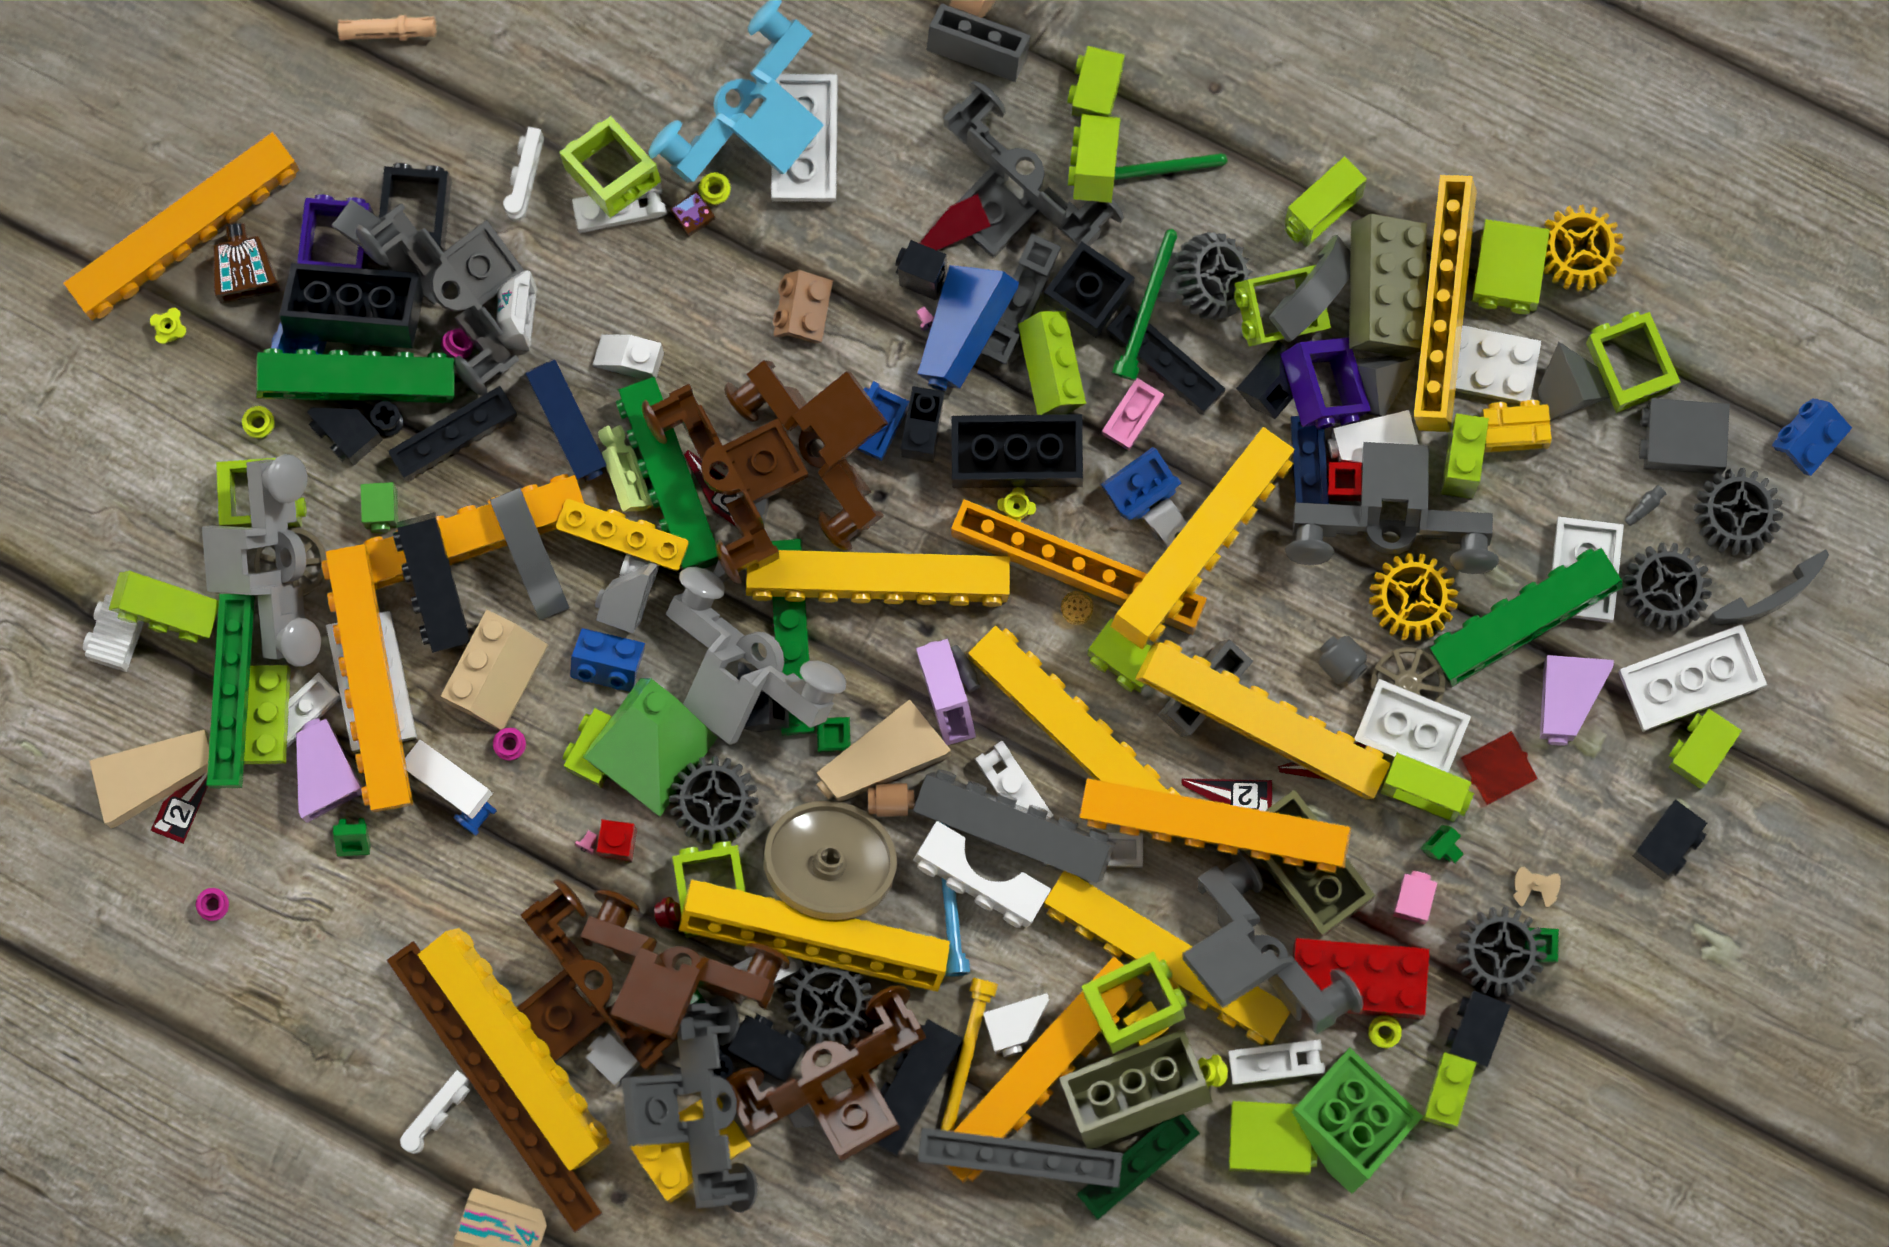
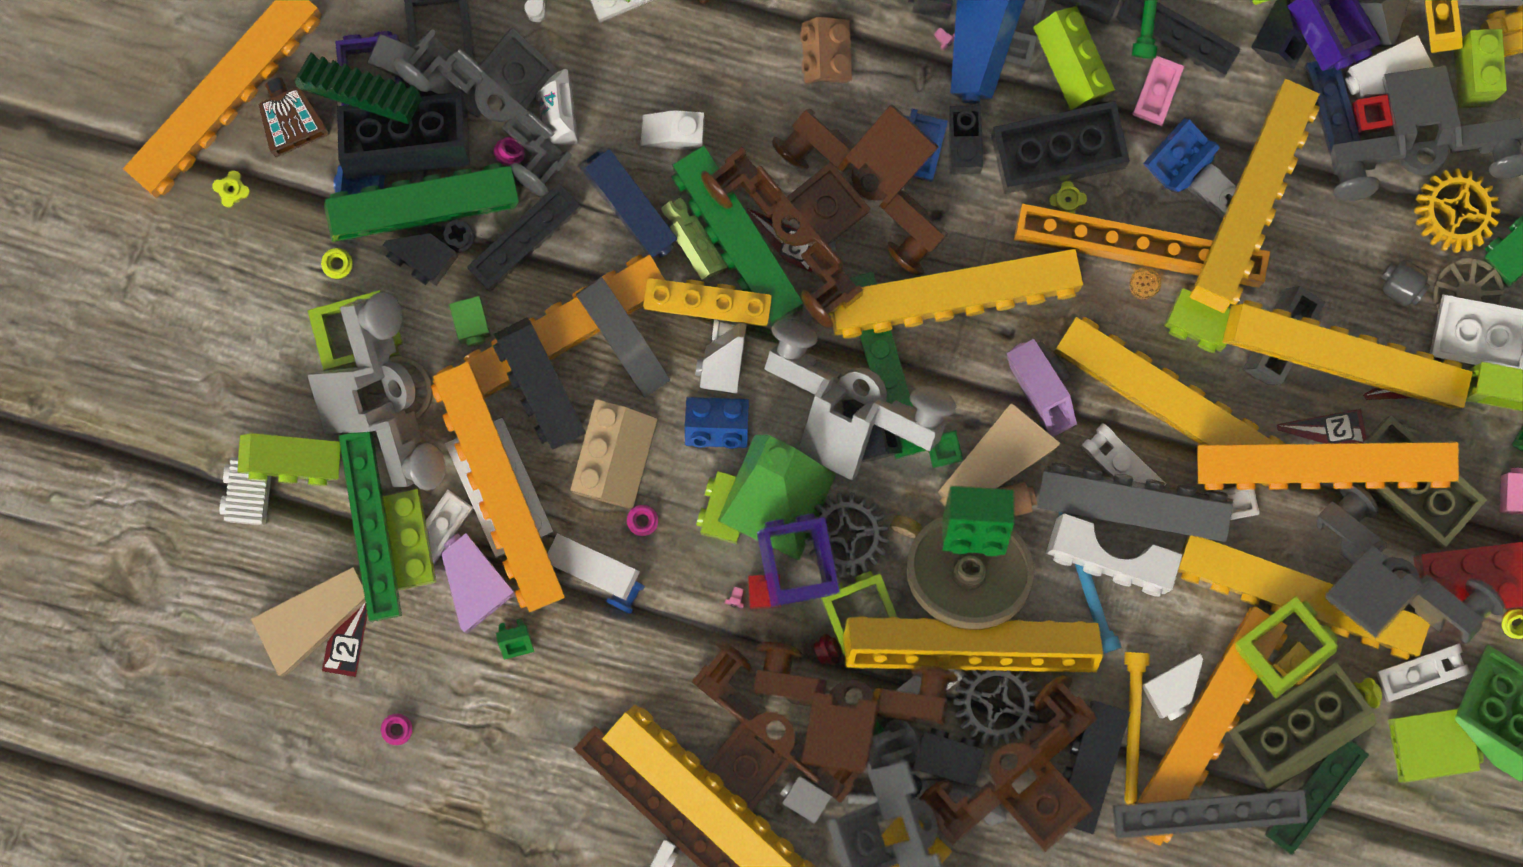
camera: 15 degrees left, 5 degrees up
(316, 249) = (358, 88): none -> dark green gear
(654, 846) = (823, 553): none -> dark purple window
(775, 803) = (905, 526): none -> clear yellow tile
(846, 809) = (978, 520): none -> green brick

